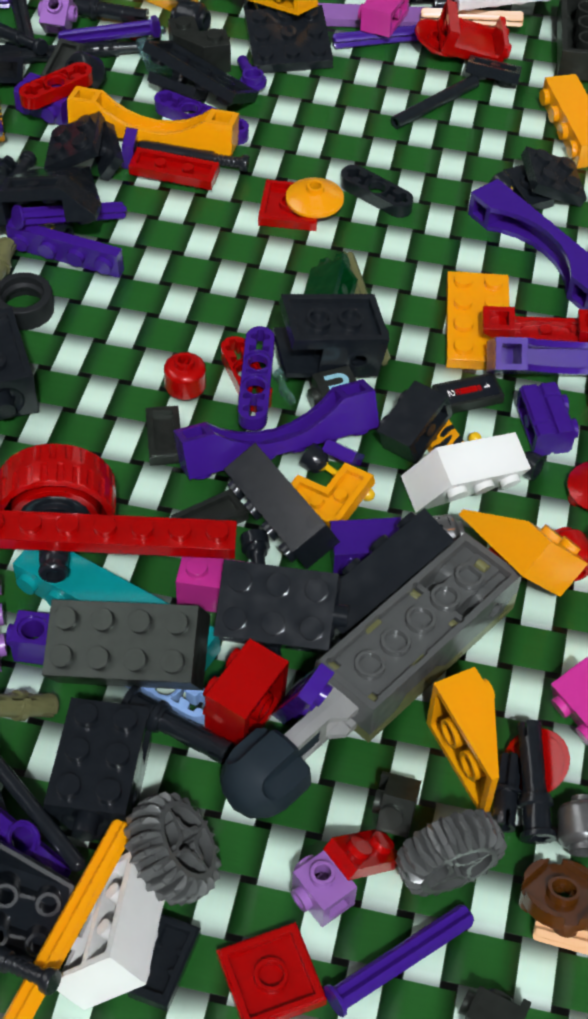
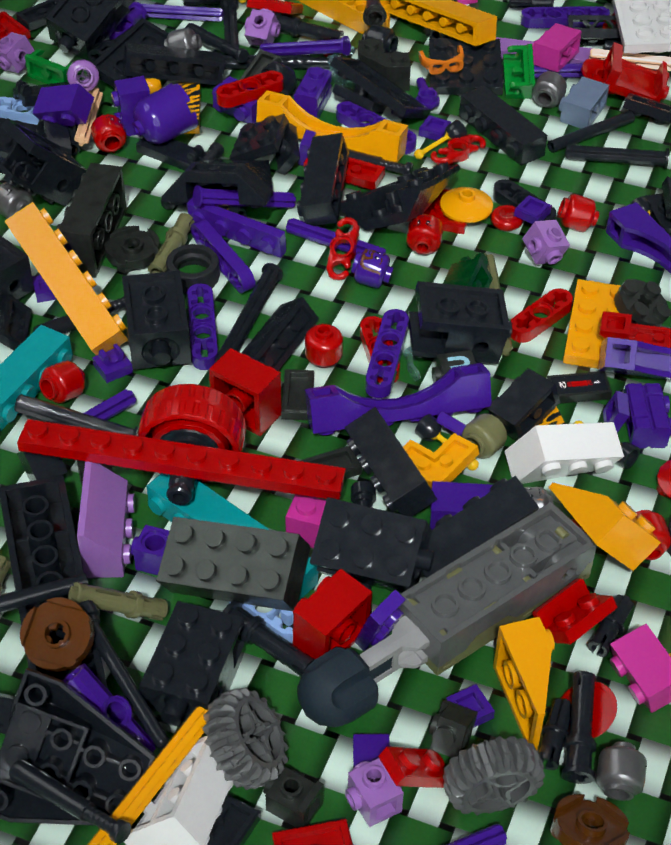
camera: 10 degrees right, 5 degrees down
(44, 367) = (204, 325): none -> dark purple beam
(64, 290) = (229, 262): none -> dark purple beam
(96, 344) = (270, 275): none -> black axle
(112, 434) = (251, 386): none -> red brick
(127, 81) = (314, 90): none -> dark purple brick
(127, 380) = (282, 333): none -> black fence
(155, 184) = (323, 180): none -> black brick
(178, 252) = (325, 236): none -> dark purple axle
(195, 249) = (345, 259): none -> red piece
(223, 281) = (372, 268): none -> dark purple head
(236, 918) = (295, 807): none -> pearl dark grey brick
(242, 199) = (400, 199): none -> black wedge
(250, 39) = (428, 63): none -> orange cap
(266, 112) = (433, 128): none -> dark purple tile
(275, 234) = (424, 234): none -> red head
(288, 116) = (453, 130): none -> hinge
(294, 142) = (458, 143): none -> red piece
(308, 837) = (368, 747): none -> dark purple tile
(340, 103) = (503, 125): none -> black brick
(348, 41) = (519, 72): none -> green hinge
(360, 201) = (504, 218): none -> red piece
(379, 458) = (486, 433): none -> olive head
(383, 58) = (549, 89): none -> flat silver head
(388, 197) = (532, 210): none -> dark purple tile
(408, 232) = (546, 242): none -> medium lavender brick
(413, 766) = (475, 700): none -> dark purple tile
(416, 304) = (536, 325): none -> red beam
(422, 70) = (583, 102): none -> sand blue brick
(436, 196) = (578, 213): none -> red head
(468, 126) = (617, 155): none -> black axle
(505, 651) = (574, 611): none -> red bracket
(513, 416) = (617, 410): none -> dark purple tile
(521, 290) = (642, 302): none -> pearl dark grey plate
(545, 660) = (611, 626): none -> black axle

